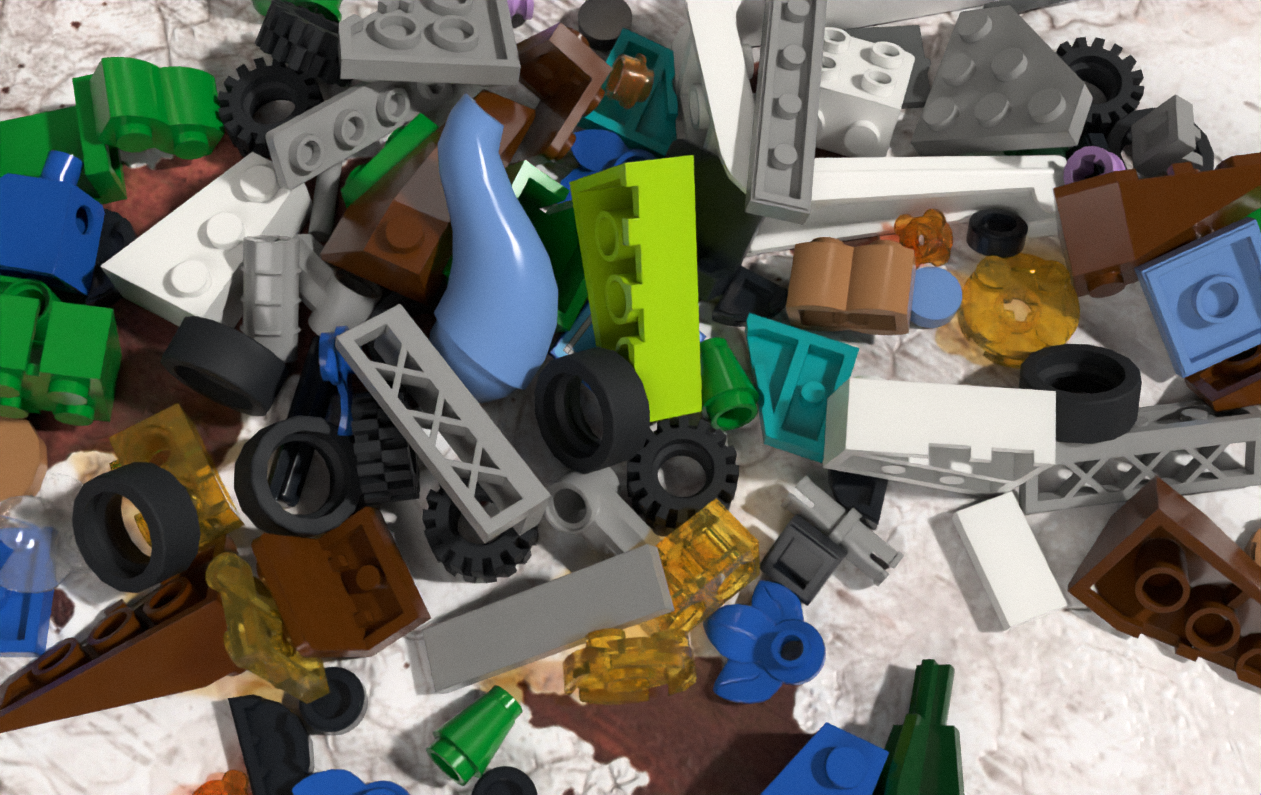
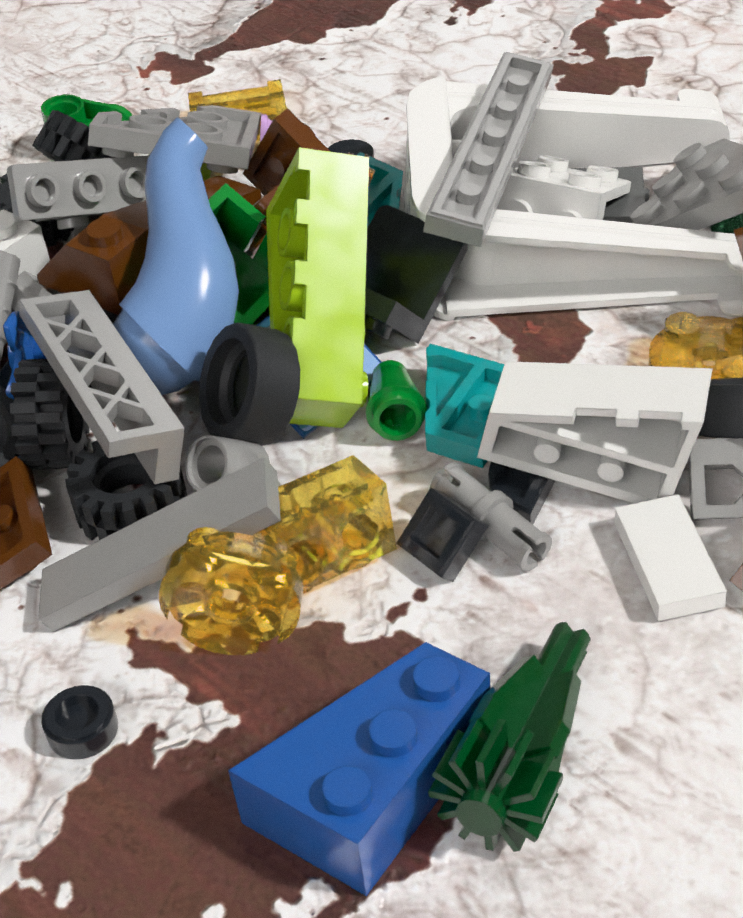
camera: 15 degrees right, 25 degrees down
(473, 736) = (63, 655): green cone -> none
(673, 441) = (334, 440): black tyre -> none
(747, 295) = (413, 350): black tile -> none
(754, 642) = (388, 608): blue plate -> none
(851, 287) = (537, 326): medium nougat brick -> none
(935, 297) = (620, 345): medium blue tile -> none
(936, 235) = (617, 302): clear orange plate -> none
(996, 233) = (694, 299): black tile -> none

